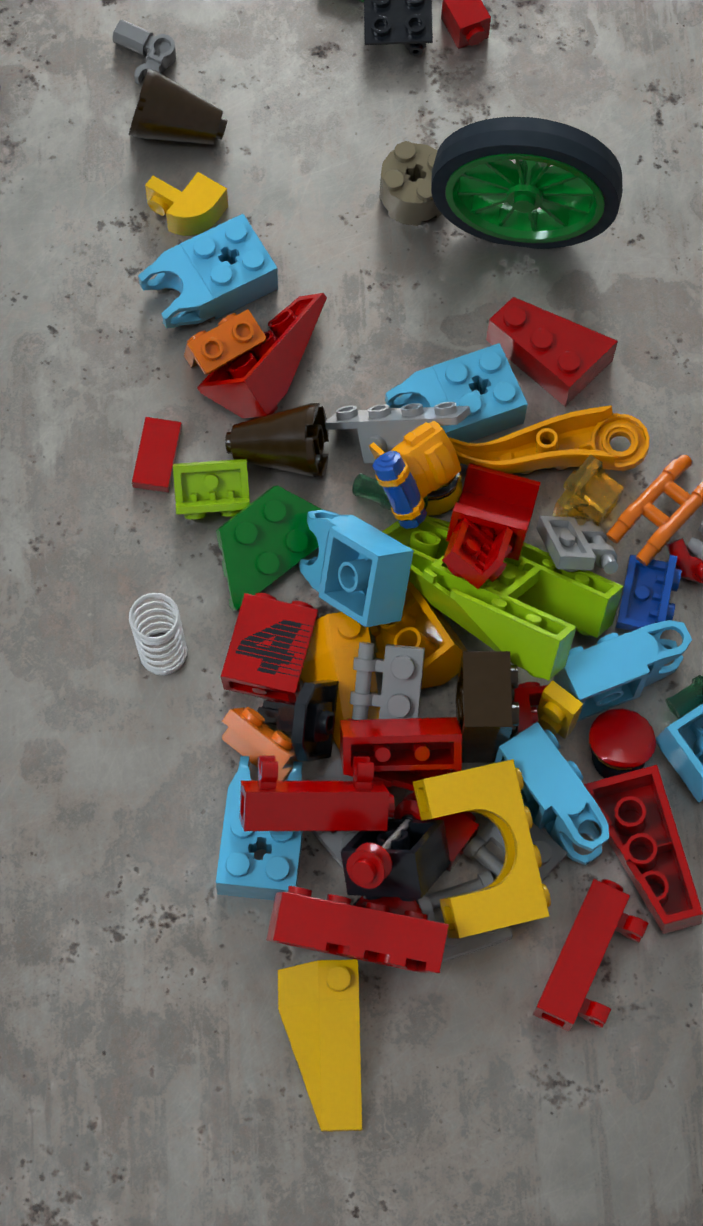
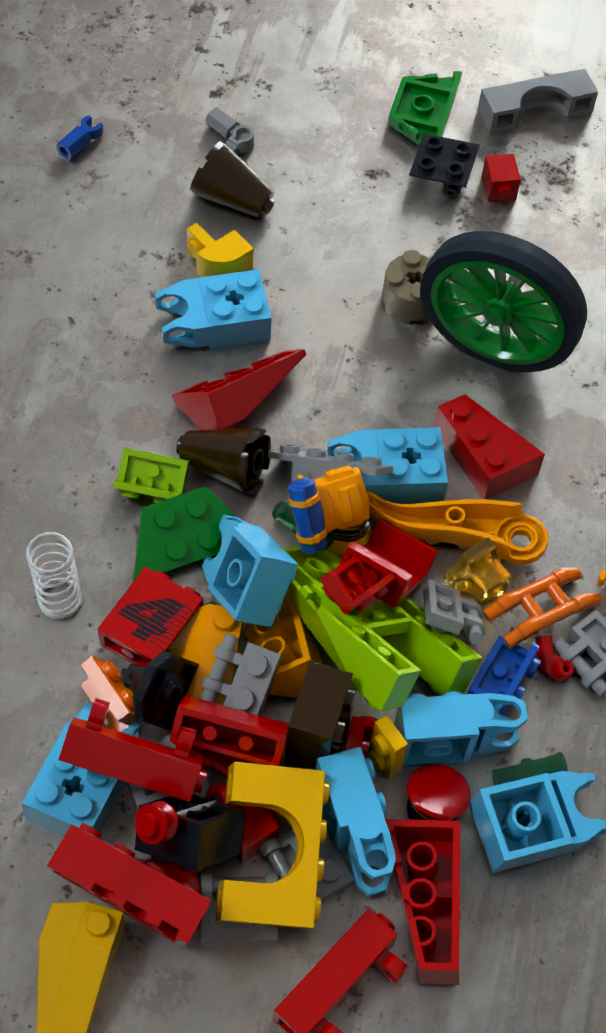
camera: 15 degrees right, 10 degrees down
(156, 454) = (120, 432): red tile -> none
(224, 343) = (206, 363): orange bracket -> none

